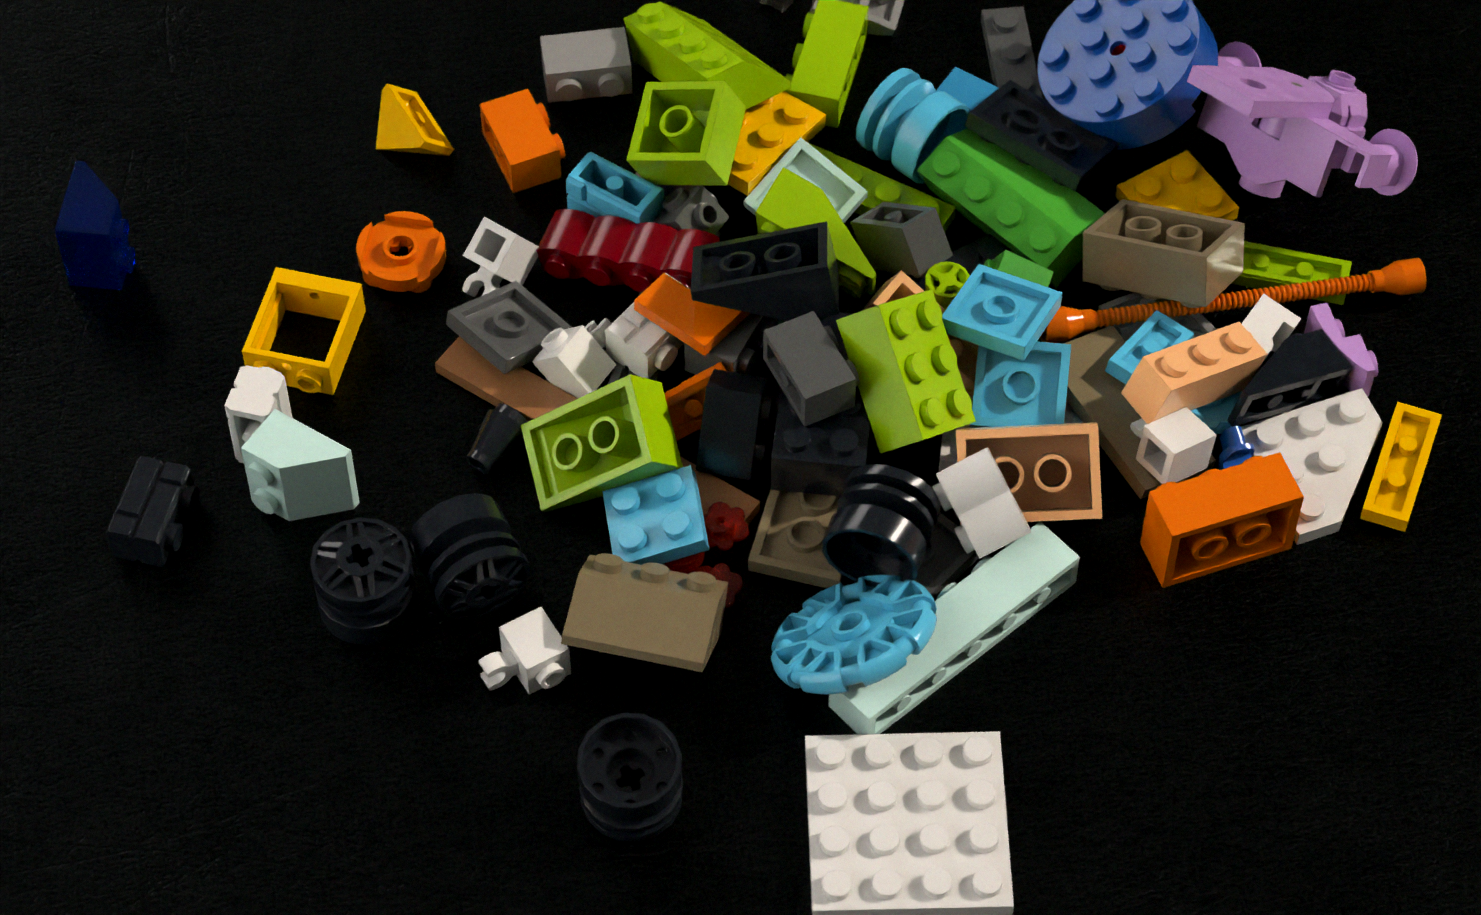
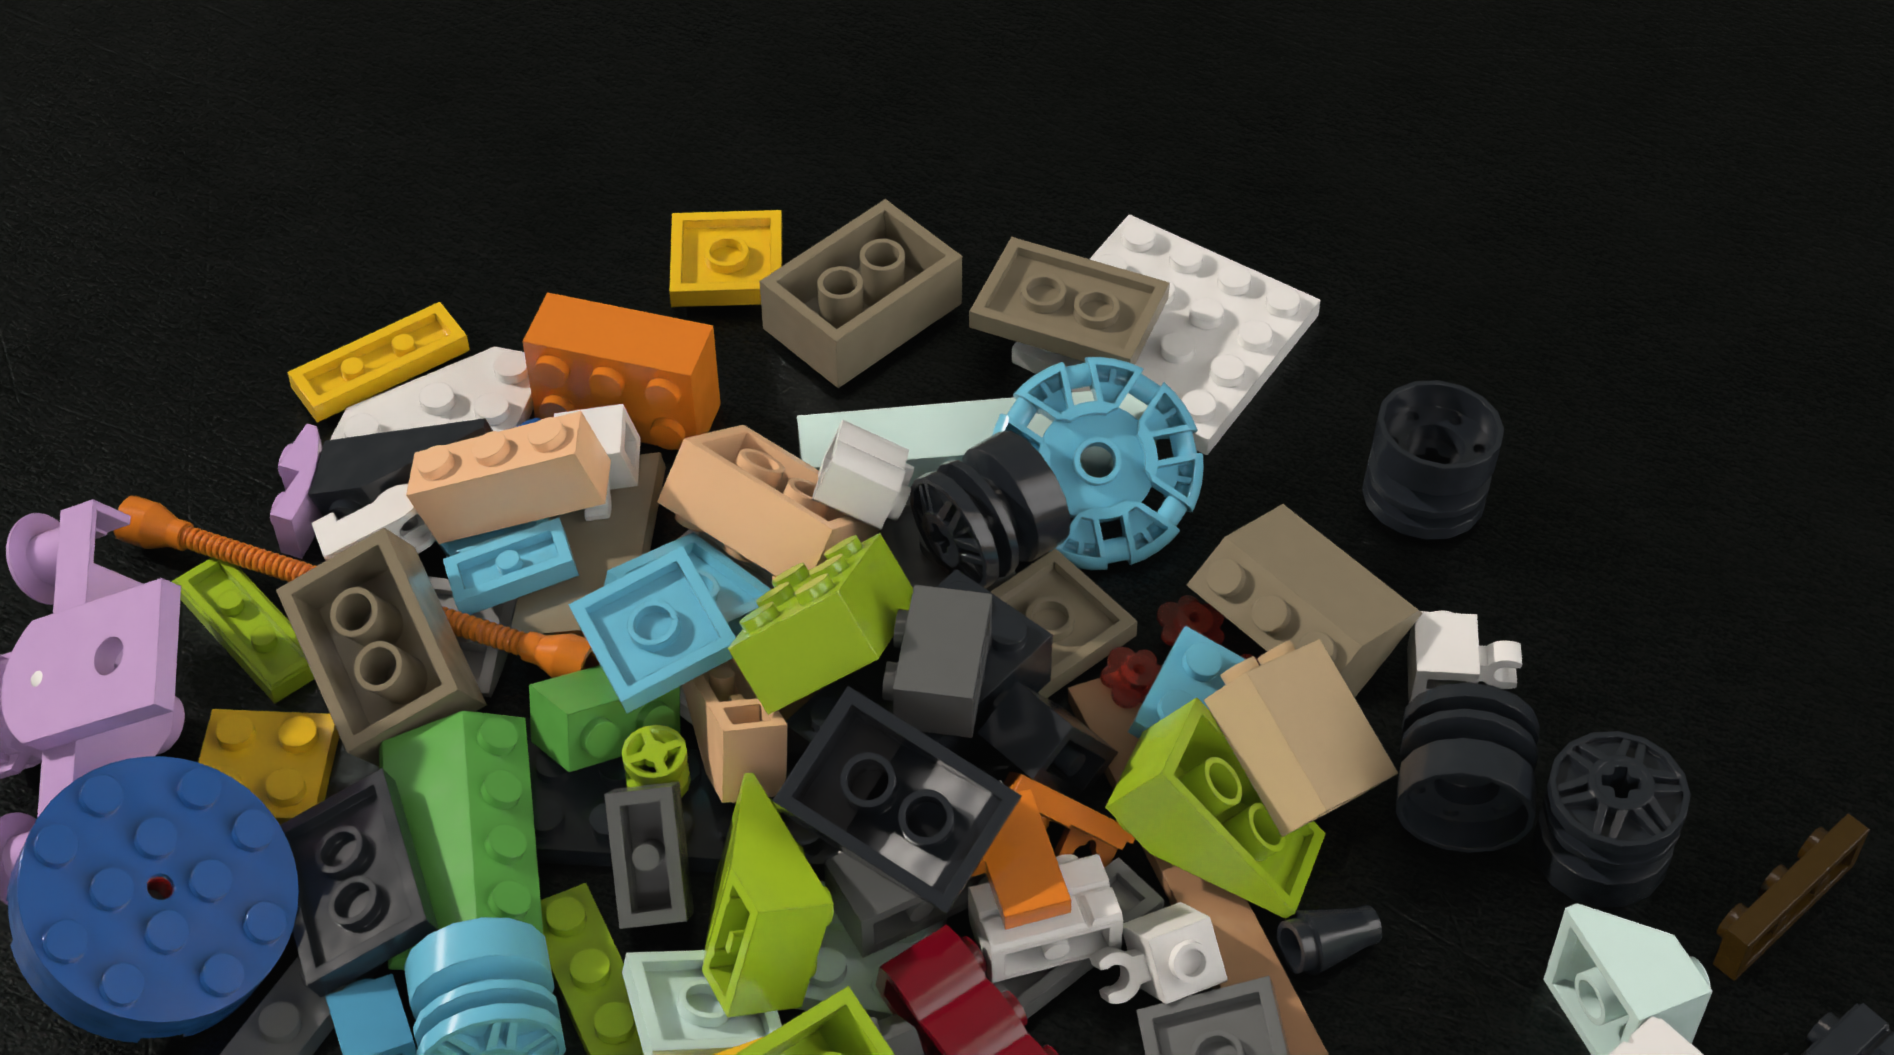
camera: 145 degrees left, 5 degrees down
(230, 613) = (1788, 895): none -> dark brown plate
(580, 502) = (1298, 733): none -> tan brick
(975, 756) = (1068, 303): none -> dark tan plate
(1132, 691) = (861, 292): none -> dark tan brick
(1263, 685) = (723, 256): none -> yellow plate

